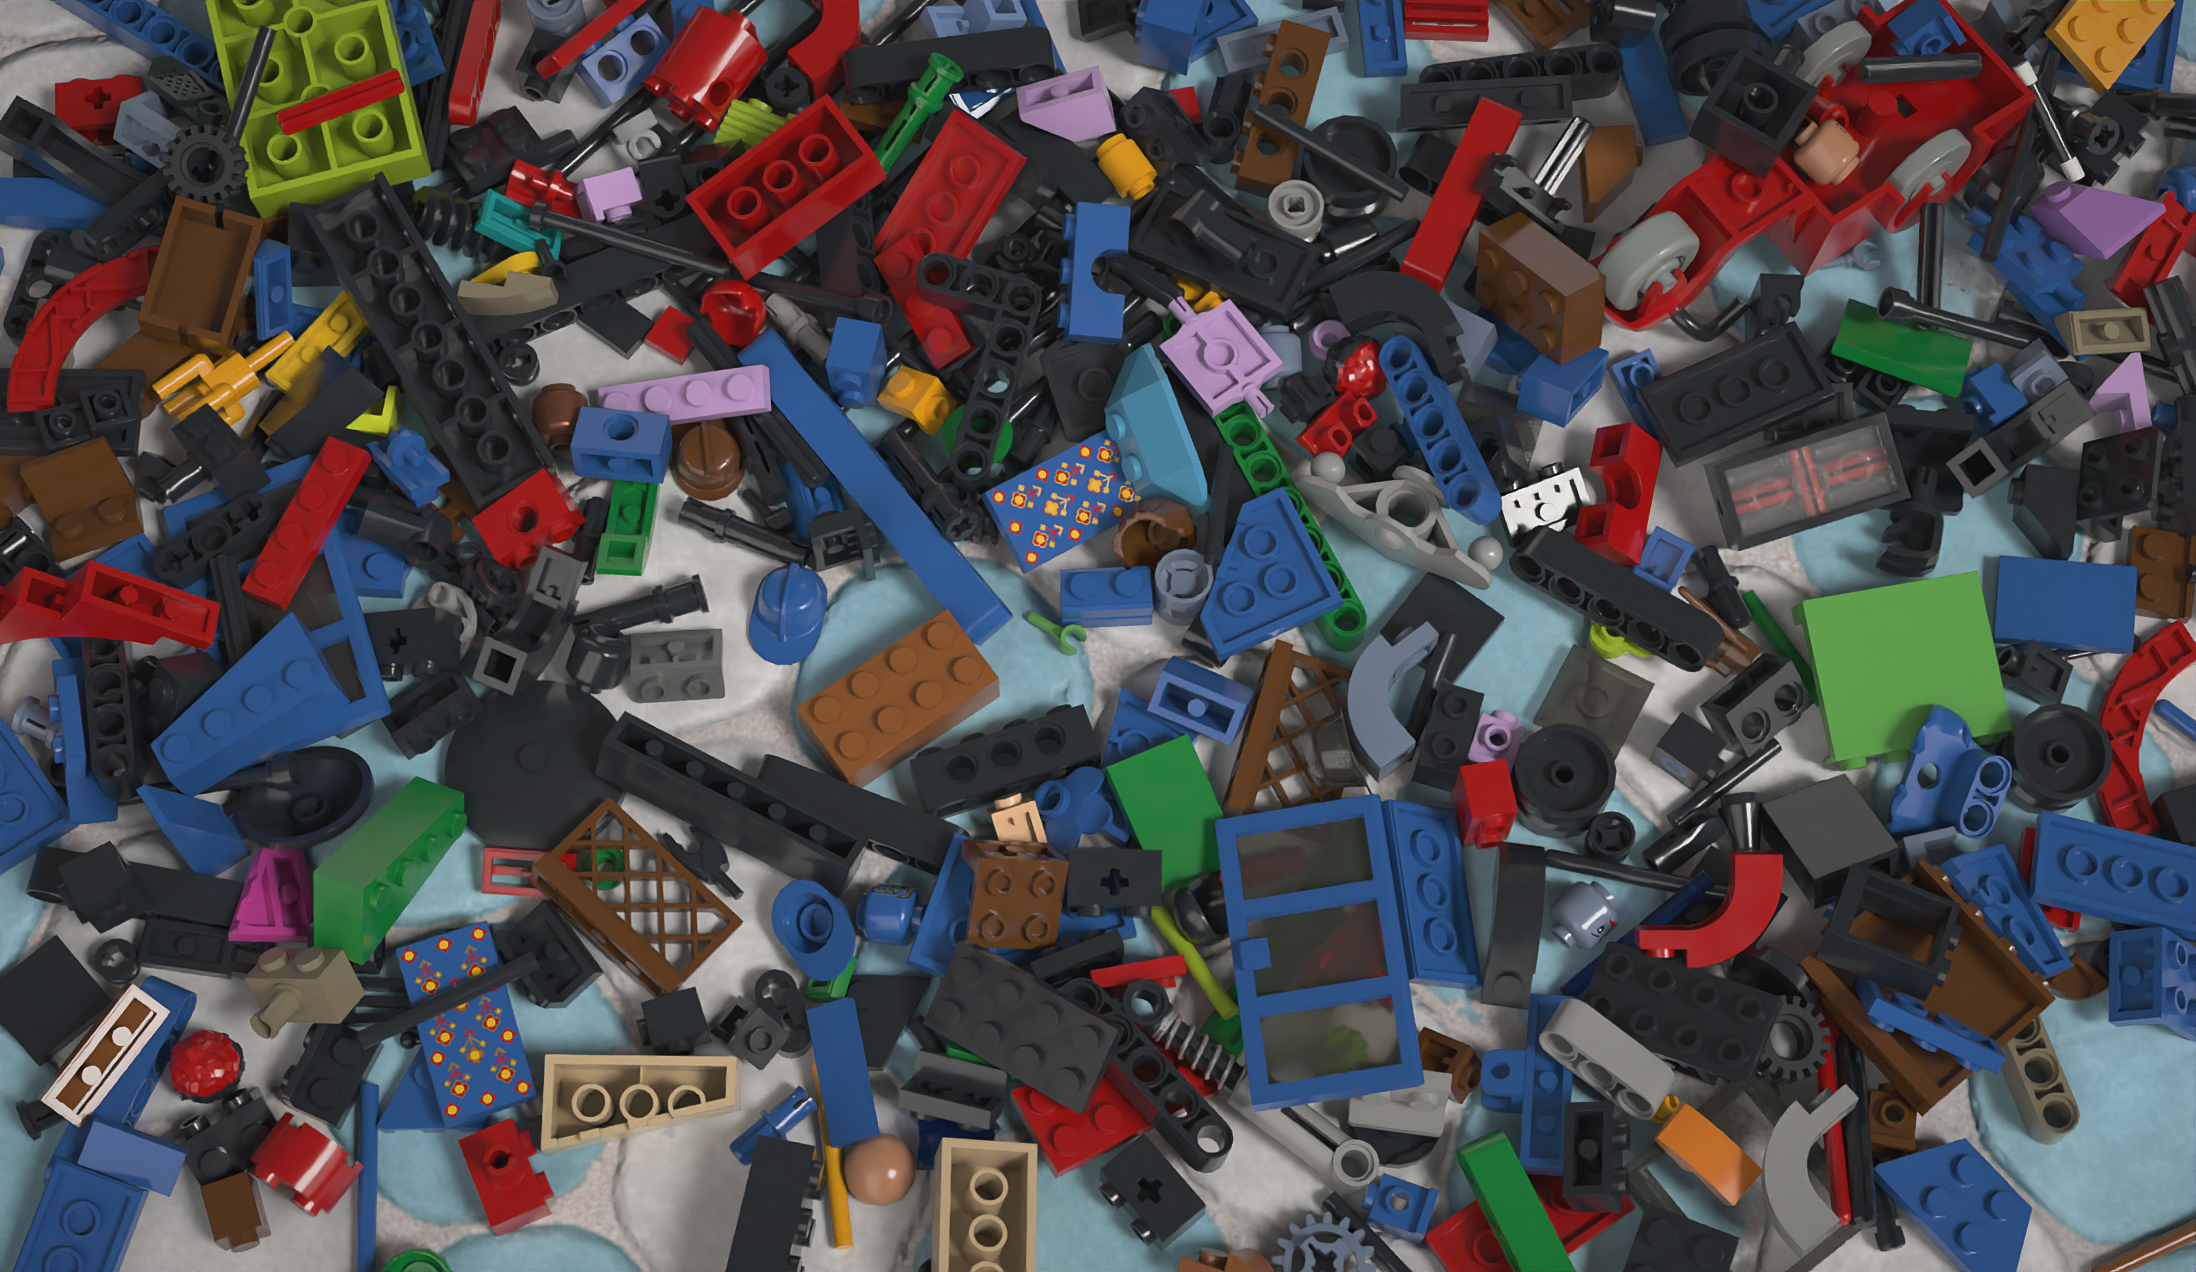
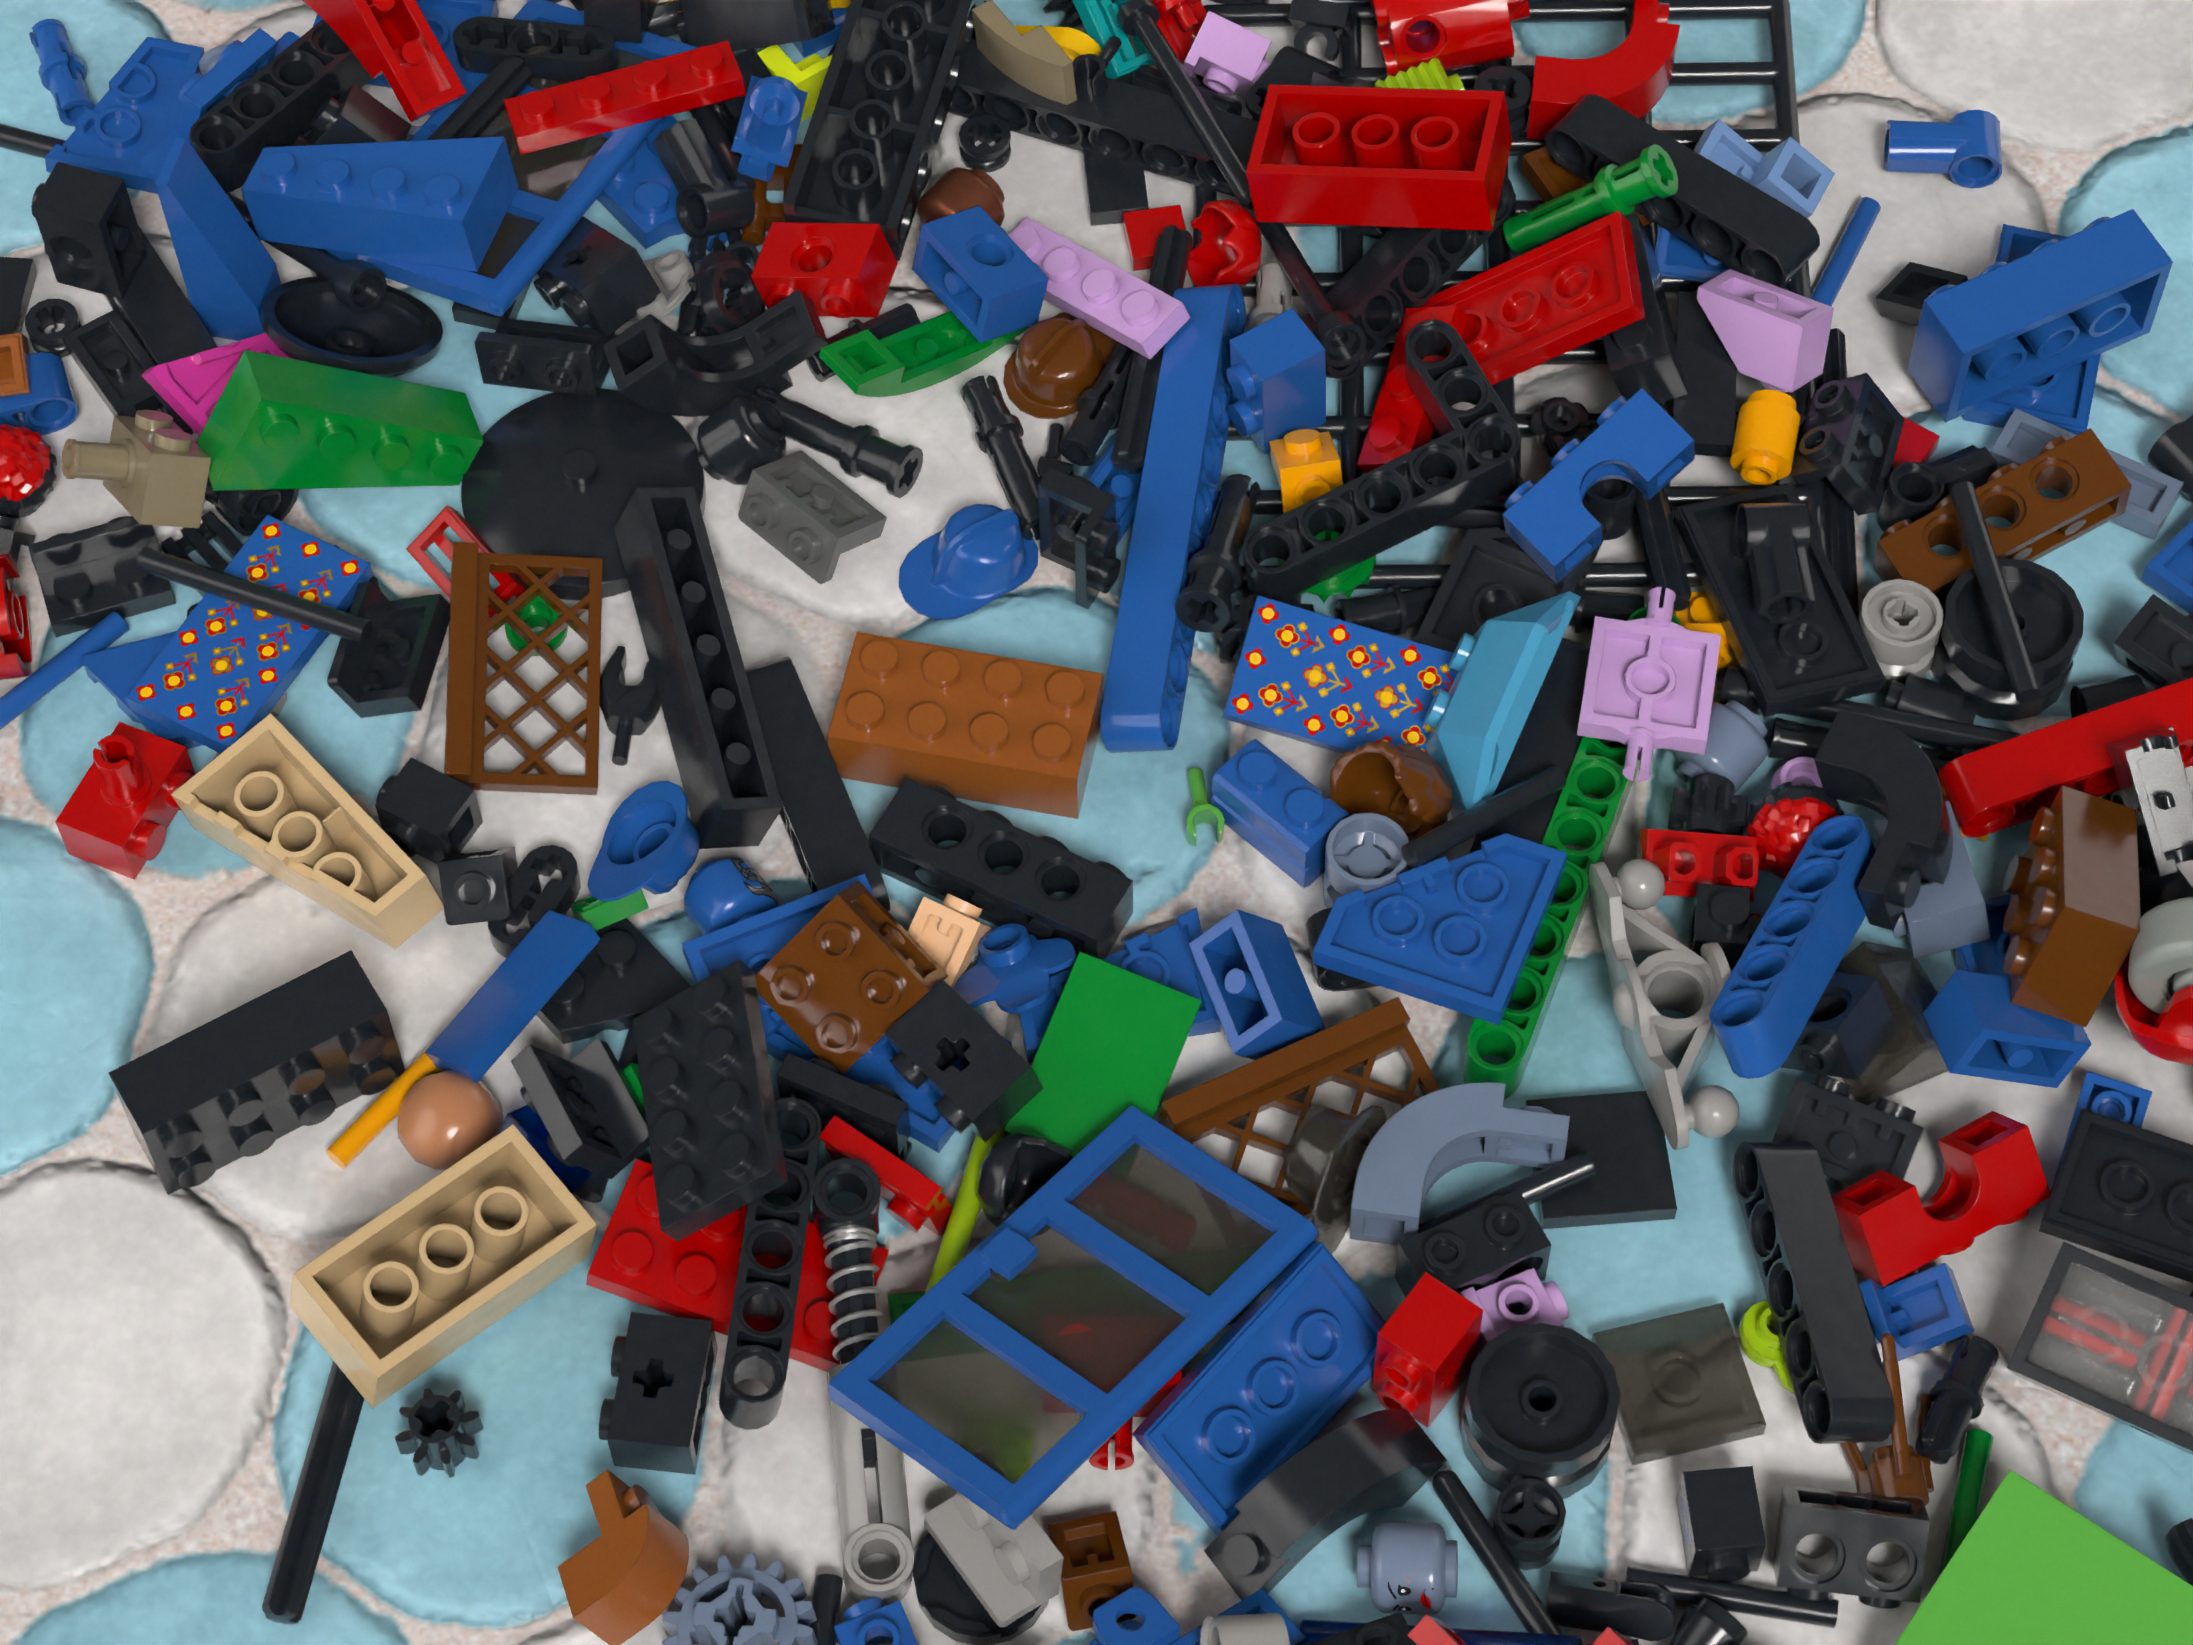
camera: 50 degrees right, 10 degrees down
(773, 1124) = (418, 988): blue axle -> none

